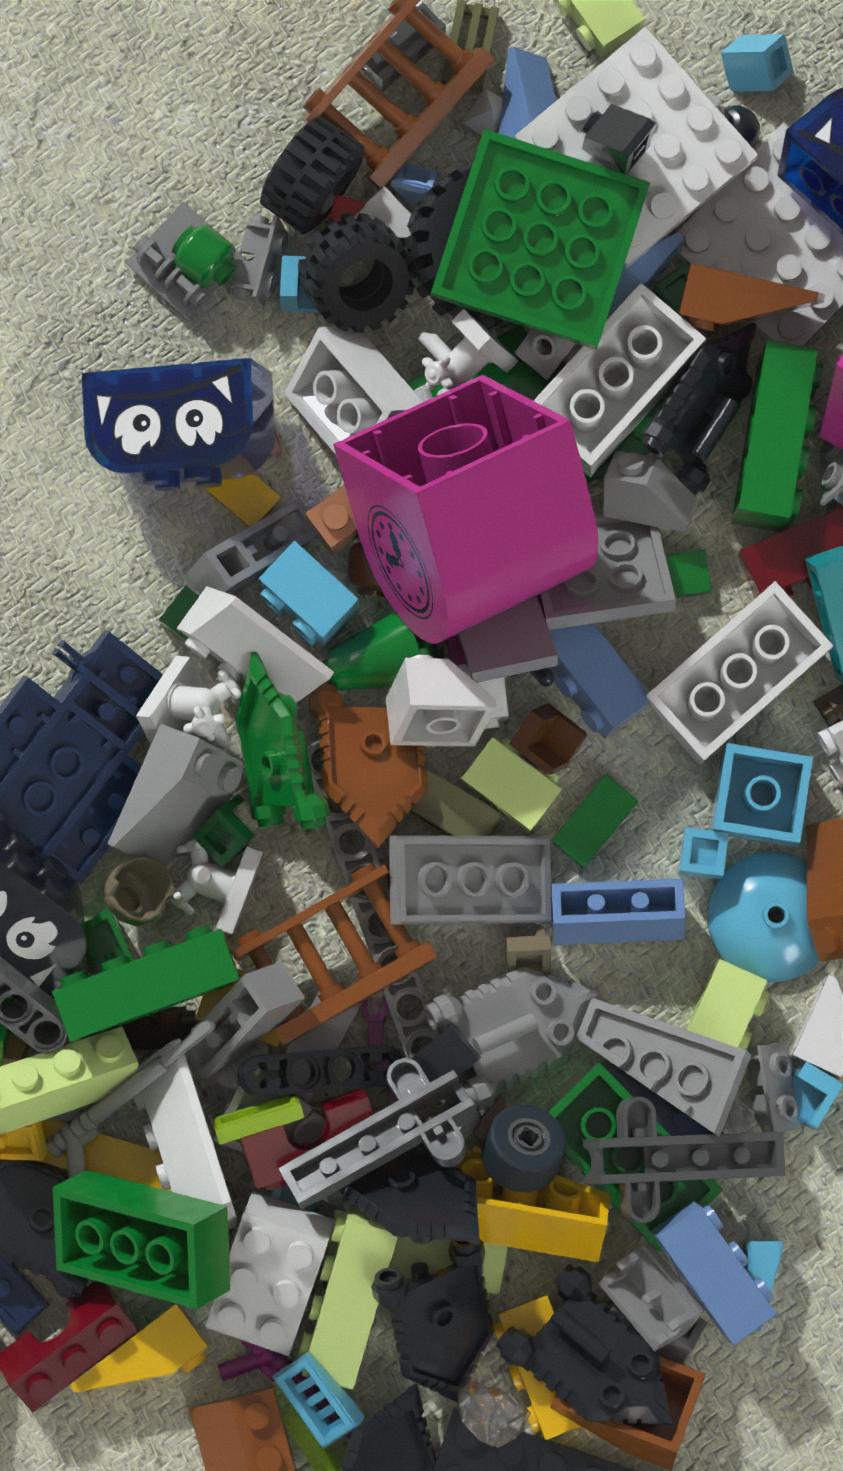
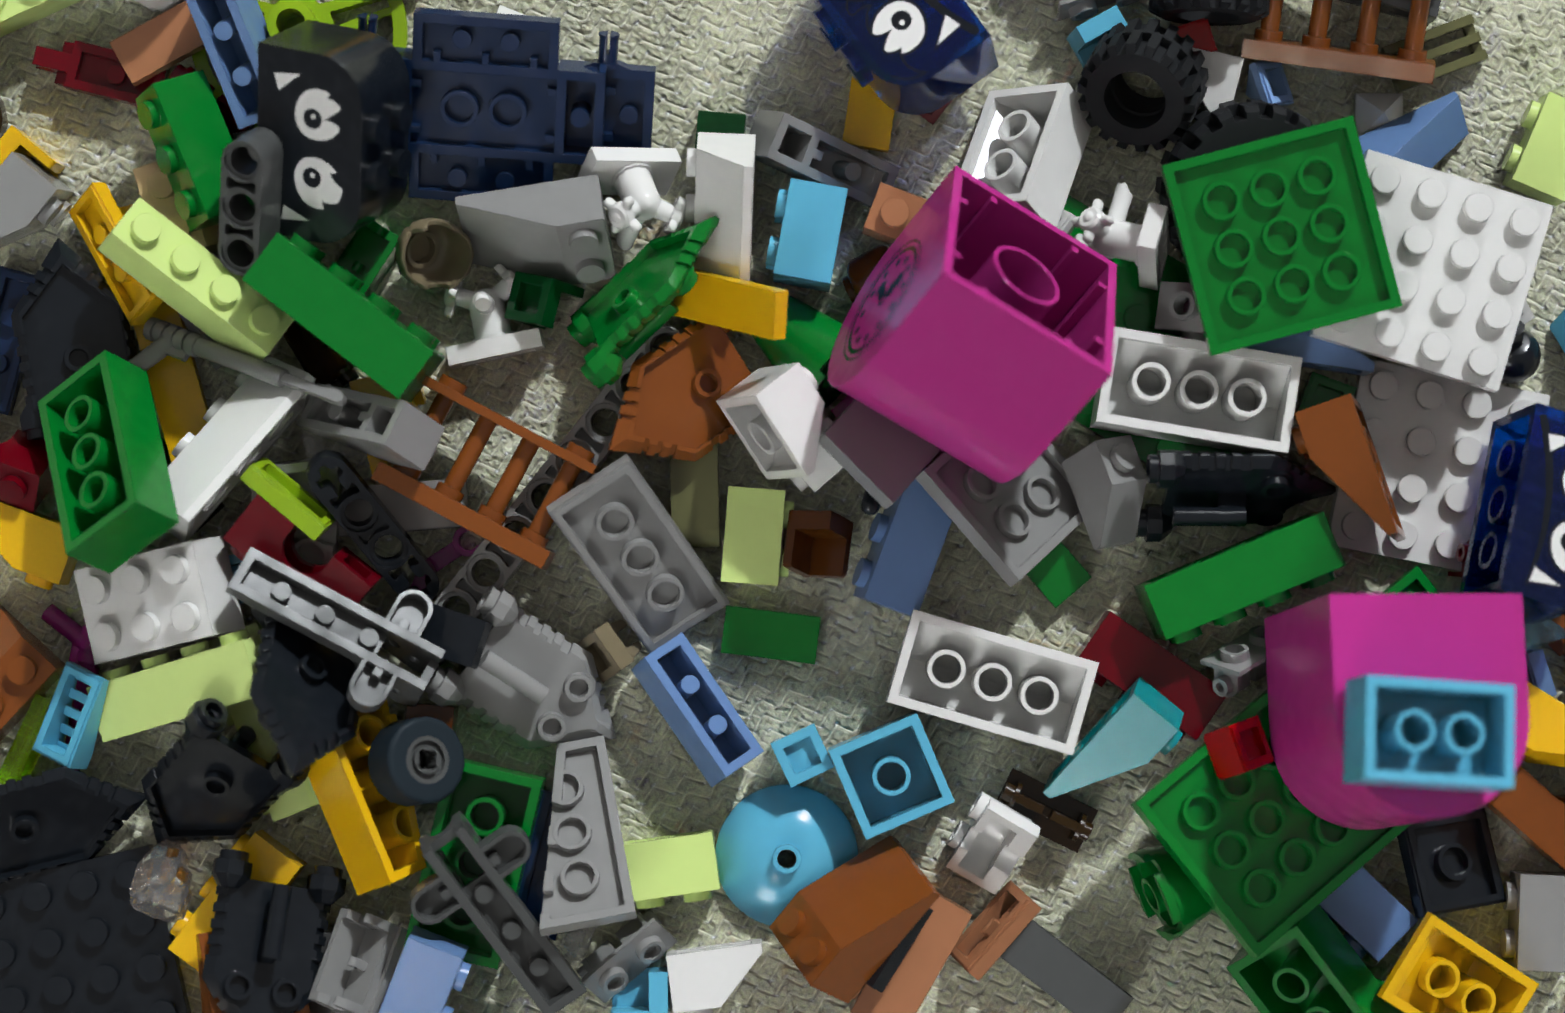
camera: 60 degrees right, 5 degrees up
(331, 679) = (735, 305): none -> yellow tile
(618, 137) = (1425, 247): black slope -> none

